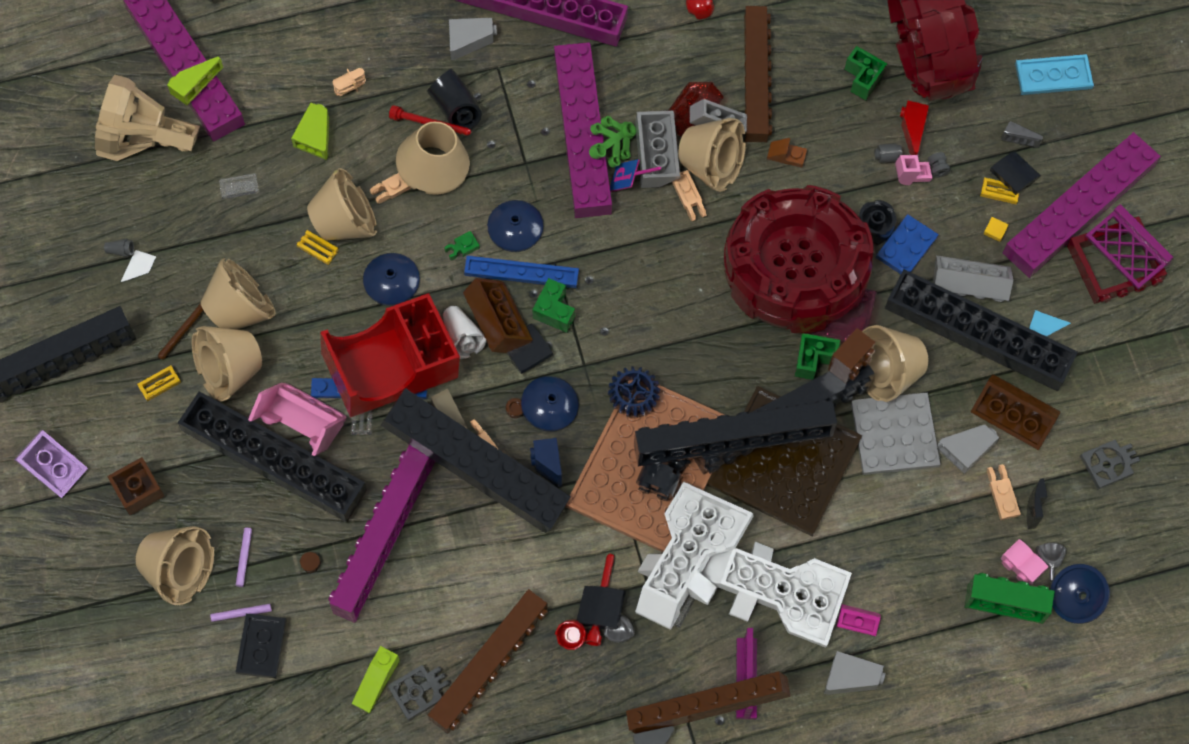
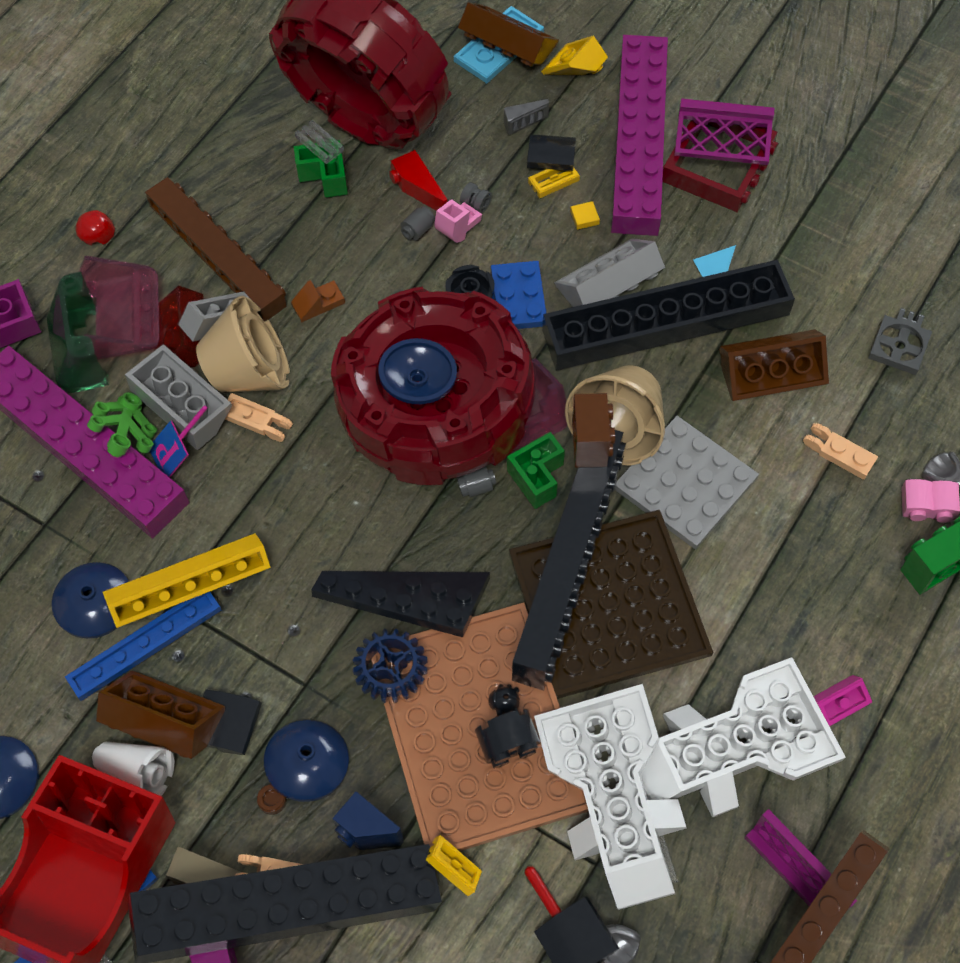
camera: 40 degrees left, 5 degrees down
(464, 244) = (50, 667): green plate -> none
(550, 308) = (213, 655): green brick -> none
(570, 518) = (451, 865): none -> yellow tile
(571, 256) = (186, 580): none -> yellow brick
(618, 78) = (72, 355): none -> clear green windscreen
(673, 69) = (124, 306): none -> clear pink windscreen
(686, 373) = (421, 598): none -> black wing
(734, 433) = (549, 615): black brick -> none
(775, 334) = (476, 482): none -> dark grey brick
(792, 234) = (417, 361): none -> dark blue dish
(853, 675) = (894, 764): light grey slope -> none
(872, 43) = (325, 137): none -> clear tile
(968, 446) = (768, 434): light grey slope -> none
(1035, 503) = (885, 434): black slope -> none
(1062, 72) = (506, 33): none -> reddish brown slope
(1092, 123) = (577, 58): none -> yellow slope

